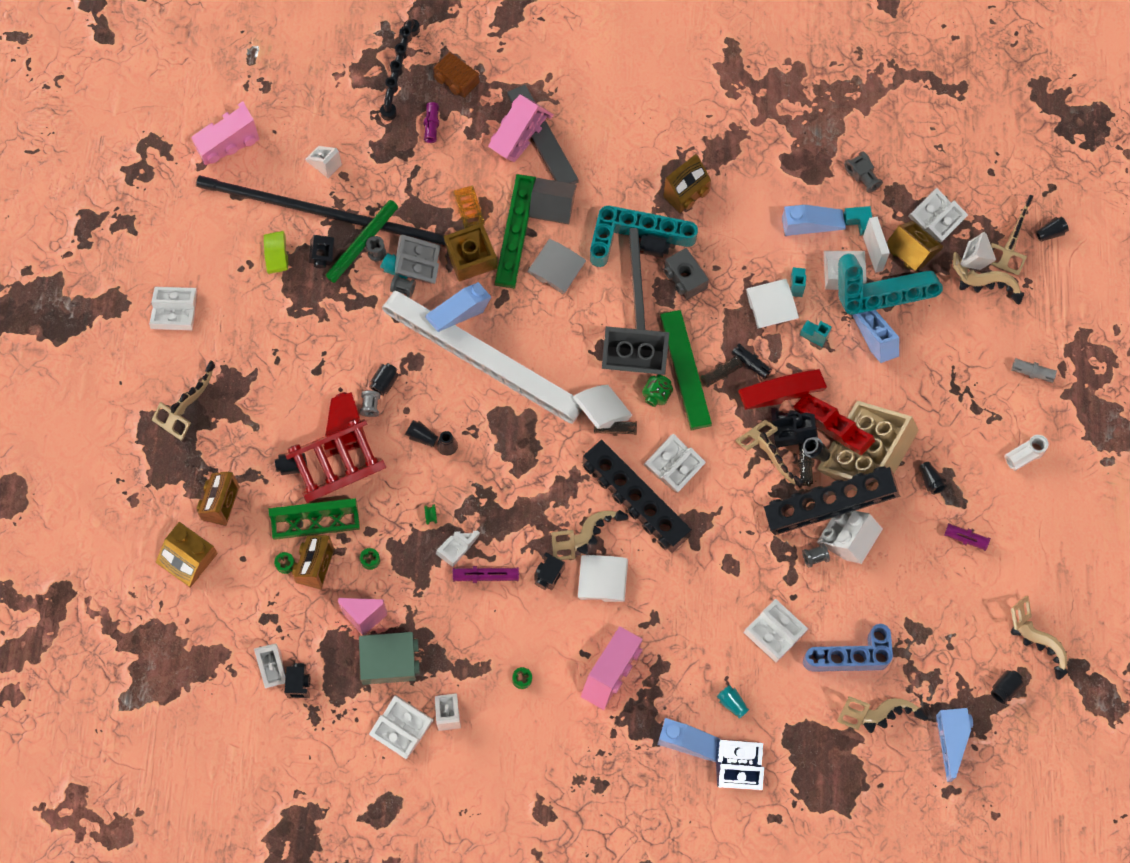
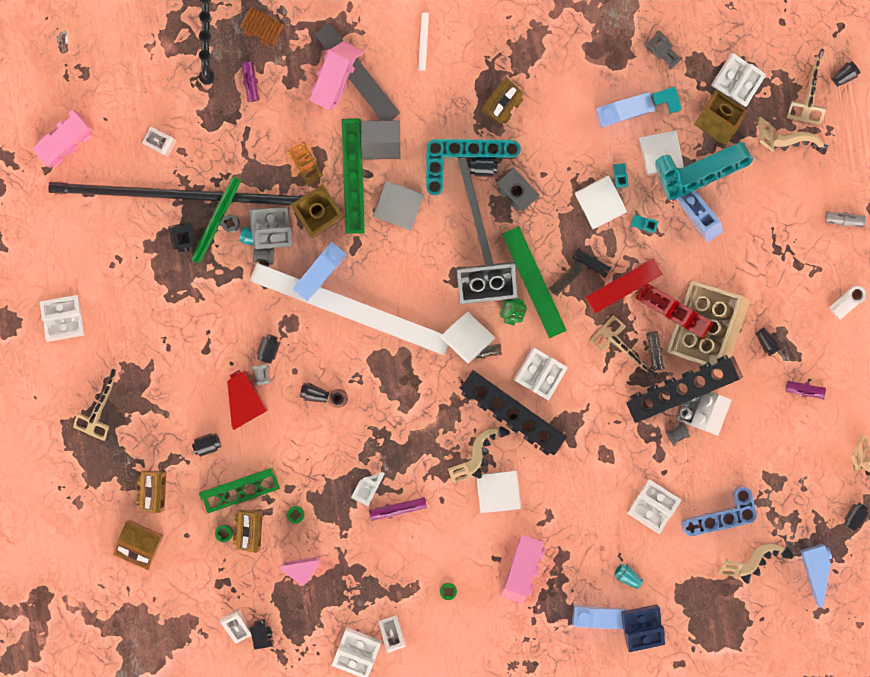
camera: 10 degrees left, 20 degrees up
(275, 252) = (140, 246): lime slope -> none
(334, 482) = (247, 455): red fence -> none
(388, 658) = (332, 599): sand green brick -> none
(430, 514) = (338, 465): green bush -> none
(549, 572) = (451, 497): black brick -> none
(617, 120) = (423, 41): none -> white bar
(793, 427) = (639, 321): black slope -> none
(814, 448) = (662, 340): black cone -> none
(876, 244) = (686, 128): white tile -> none
(978, 253) = (780, 113): white slope -> none

